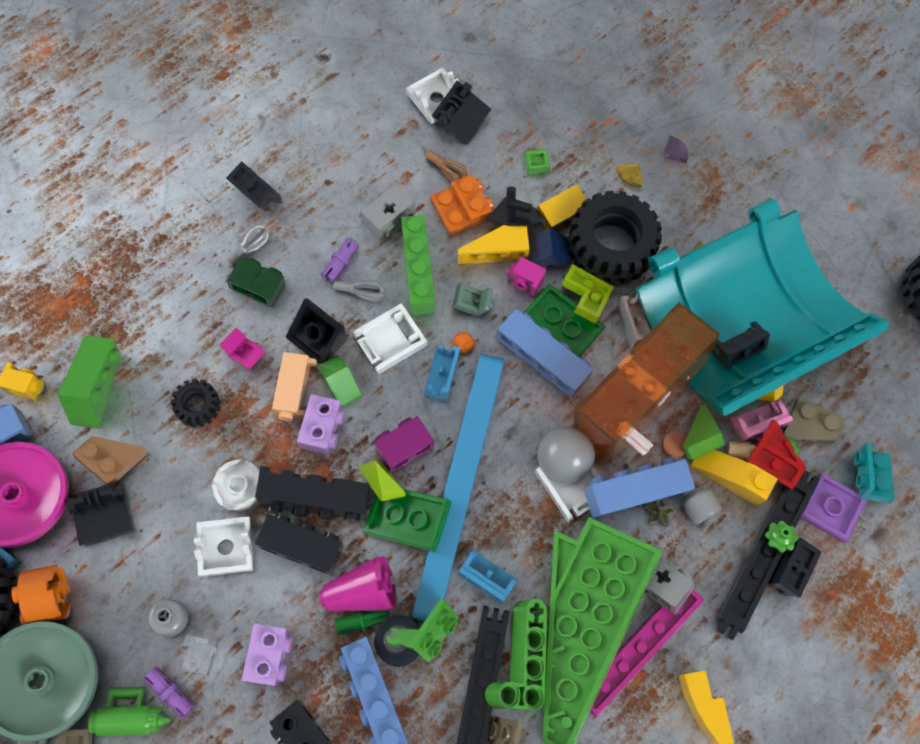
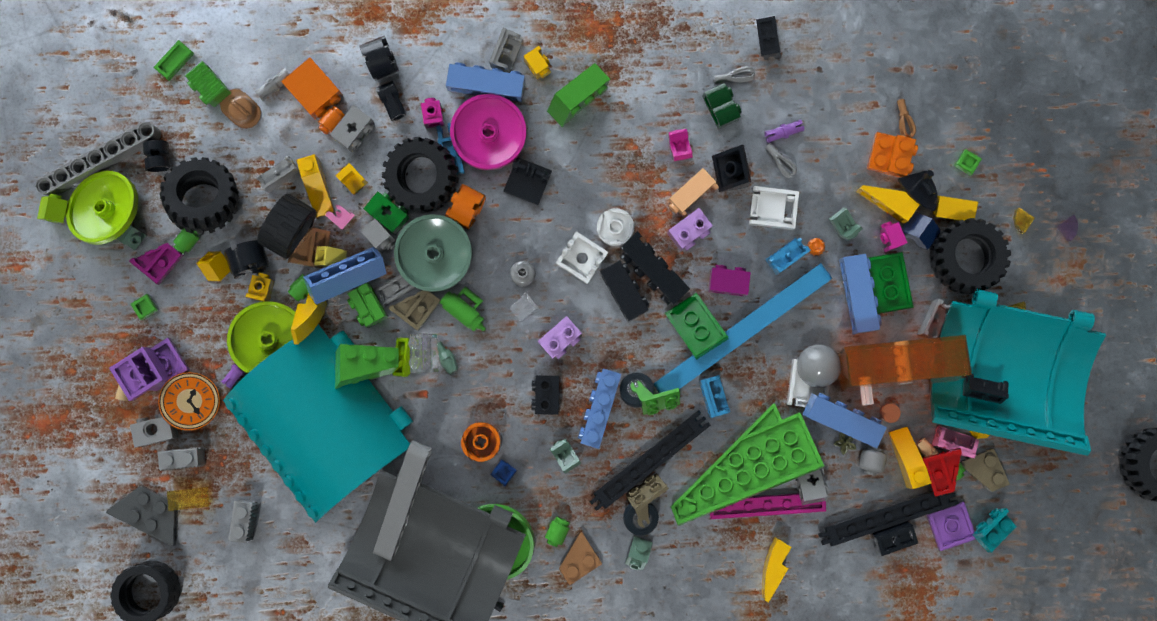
camera: 45 degrees right, 15 degrees up
(108, 458) = (554, 151): medium nougat wing -> none
(169, 692) = (494, 314): medium lavender pin -> none
(185, 393) = (631, 146): black tyre -> none
(339, 380) = (722, 210): bright green slope -> none
(360, 621) = (625, 361): green axle -> none
(361, 589) = (639, 345): dark pink cone -> none
(381, 480) = (699, 293): lime slope -> none
(385, 212) = (848, 117): light grey brick -> none
(418, 265) = (830, 174): bright green brick -> none
(421, 91) = (950, 53): white piece -> none
(461, 111) = (947, 88): black hinge -> none
(533, 682) = (698, 453): bright green beam -> none
(593, 292) = (925, 278): lime plate -> none
(703, 435) = (911, 422): bright green slope -> none
(781, 536) = (902, 516): bright green plant -> none

